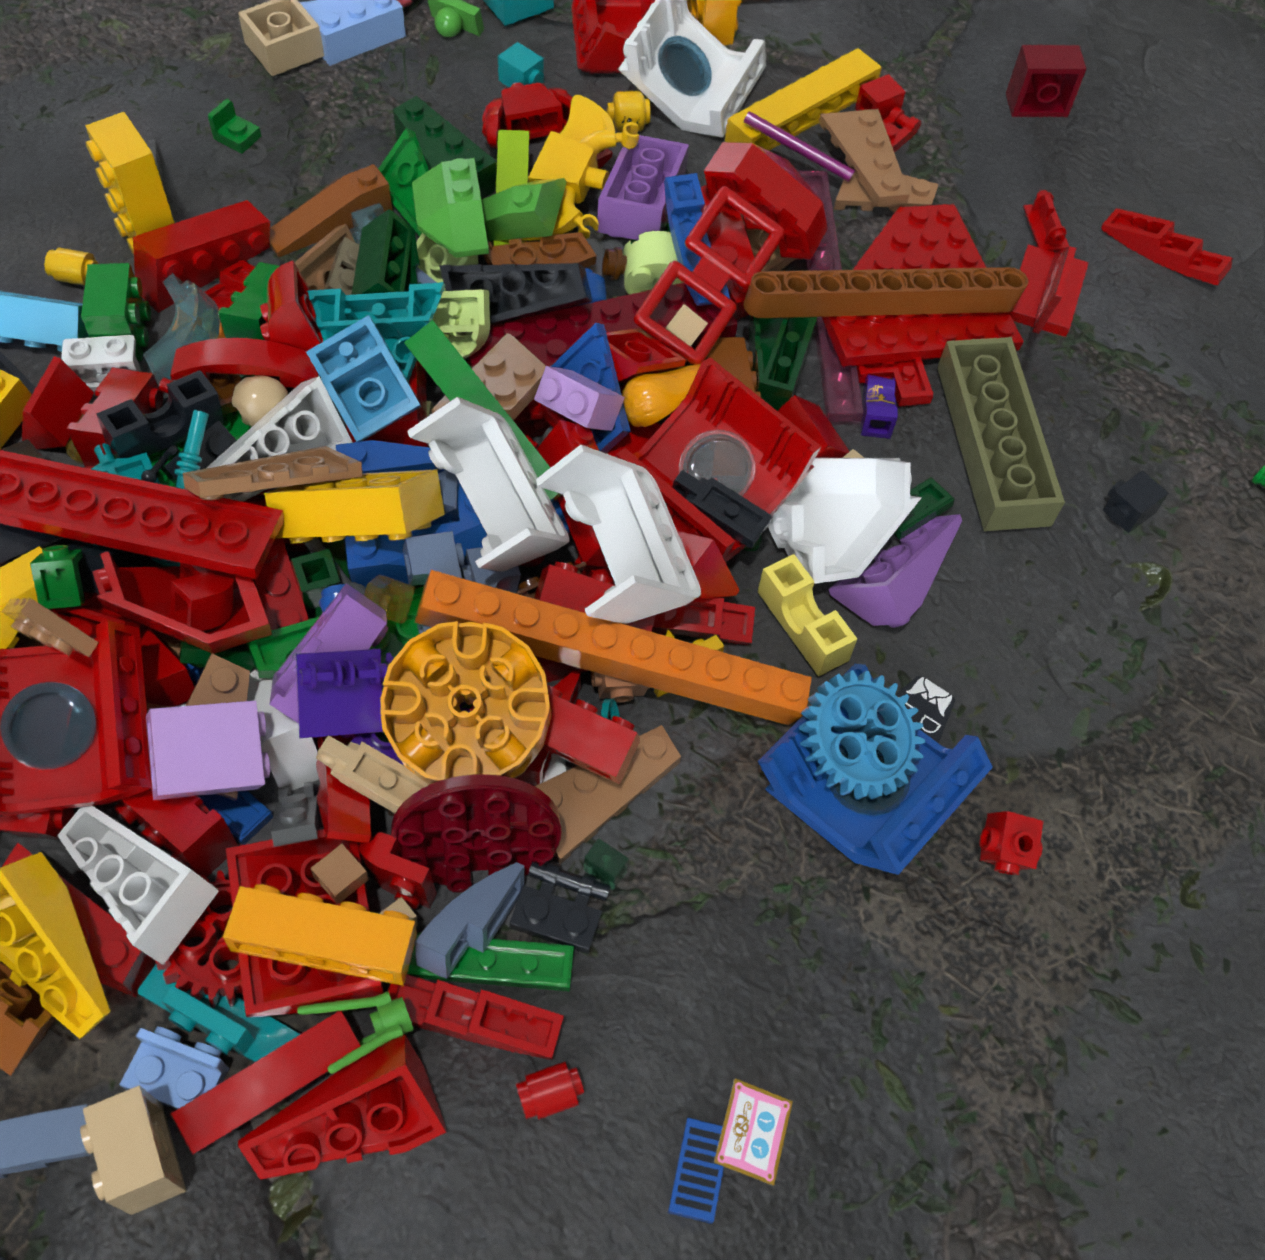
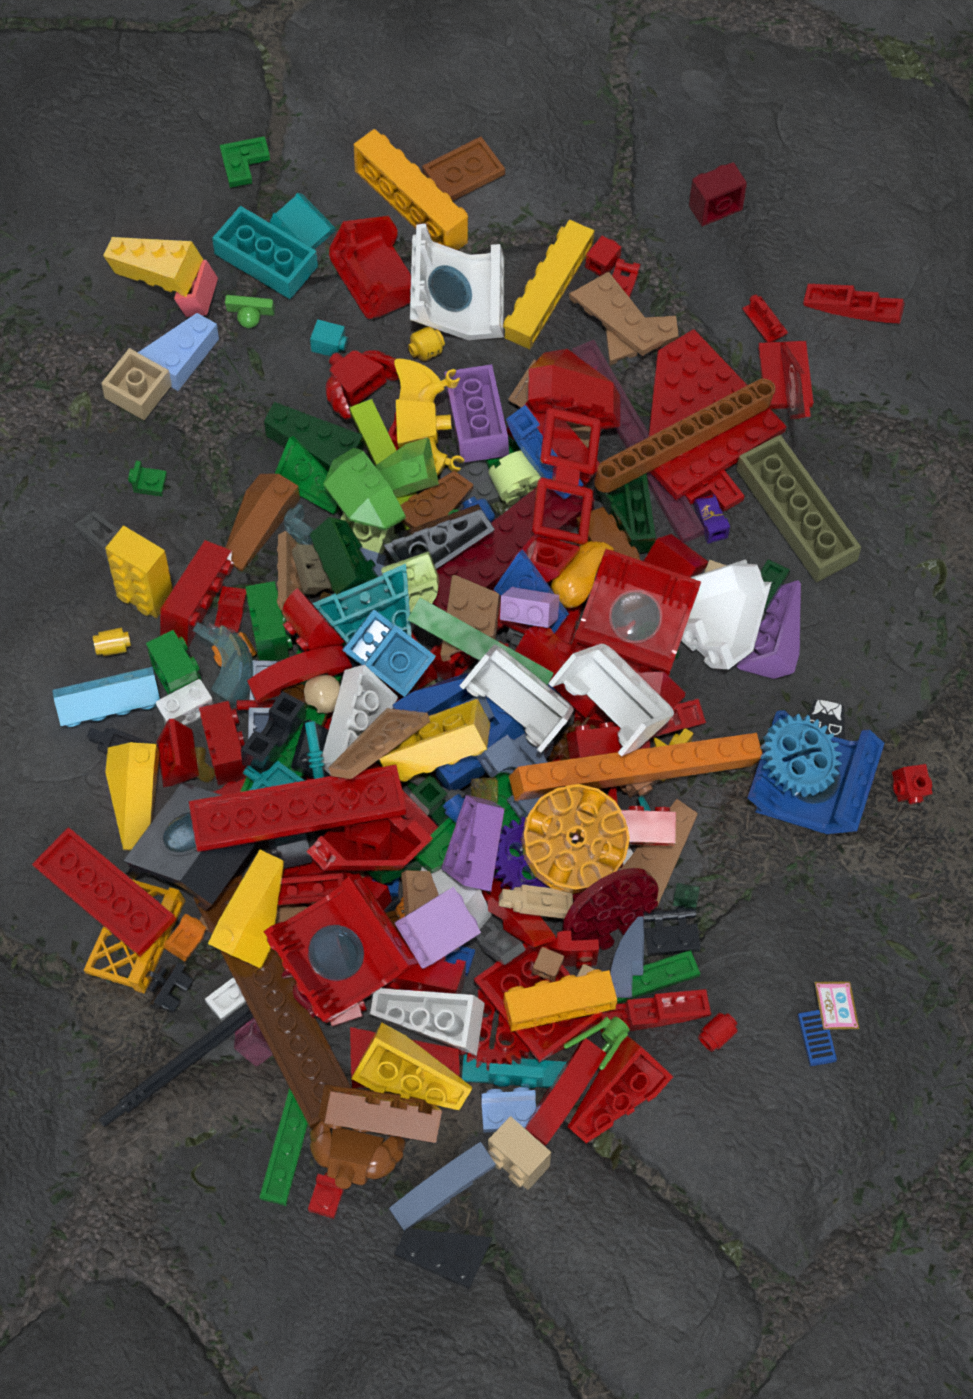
camera: 20 degrees left, 5 degrees up
(47, 628) = (308, 895): medium nougat wing -> none
(58, 577) = (288, 863): green bracket -> none
(150, 475) = (296, 776): black hinge -> none
(339, 692) = (499, 861): dark purple hinge -> none
(614, 263) = (487, 485): reddish brown plate -> none
(686, 325) = (565, 519): tan piece -> none
(724, 507) = (653, 643): black hinge -> none
(789, 595) = (716, 682): light yellow arch -> none
(799, 146) = (567, 329): magenta bar -> none
(1134, 501) = (903, 521): black brick -> none

